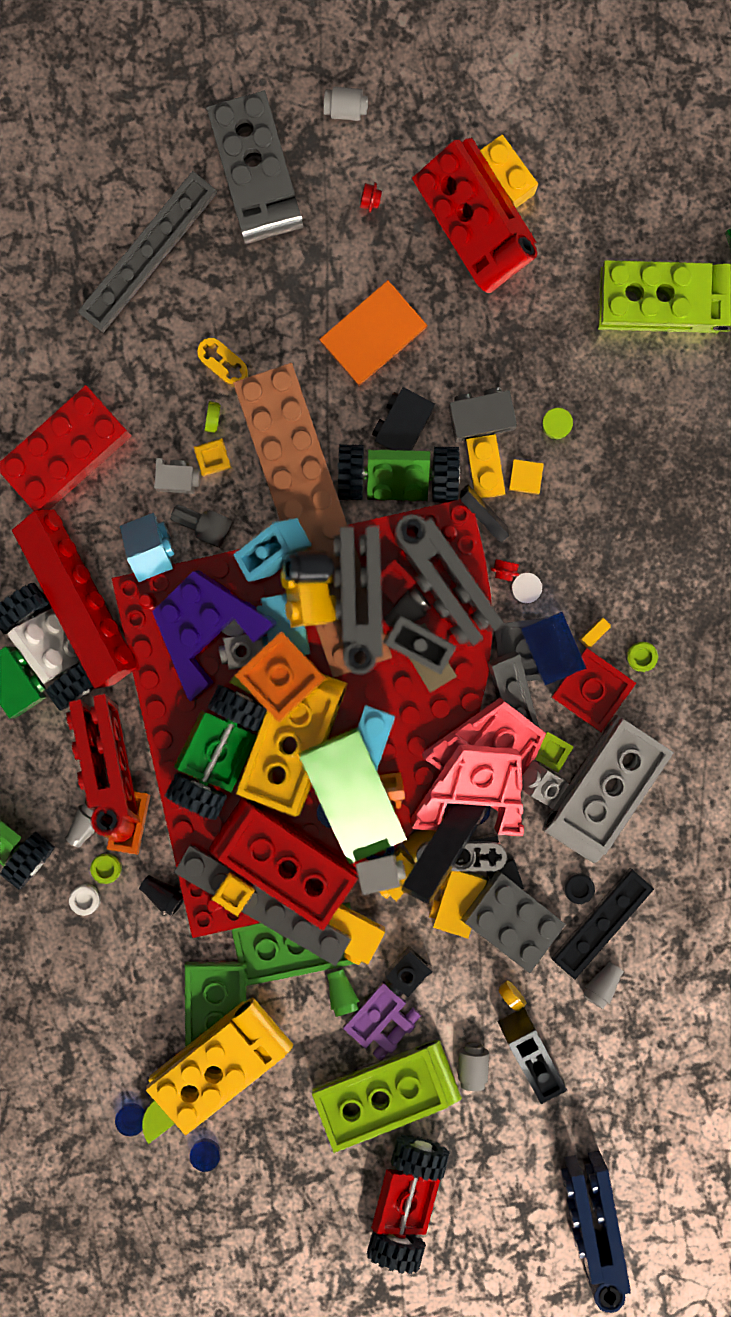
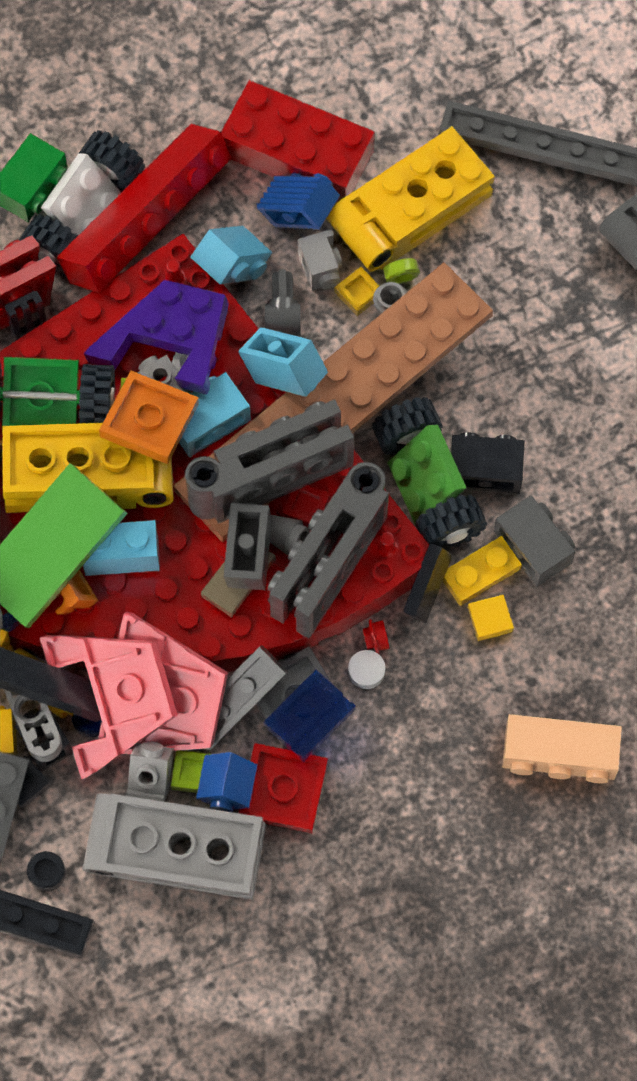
camera: 60 degrees right, 20 degrees down
(119, 472) = (298, 201): none -> blue brick
(132, 731) = (38, 307): none -> black tile
(162, 409) = (412, 200): none -> yellow hinge
(227, 357) = (471, 262): yellow beam -> none
(233, 433) = (387, 295): none -> light grey cone
(308, 567) = (278, 388): black brick -> none
(309, 603) = (253, 409): yellow brick -> none
(373, 333) = (569, 396): orange tile -> none
(557, 423) = (565, 626): lime tile -> none
(576, 731) = (226, 781): none -> blue brick
(594, 633) = (349, 760): yellow tile -> none
(642, 656) = (346, 829): lime tile -> none
(653, 471) = (561, 748): none -> light nougat brick

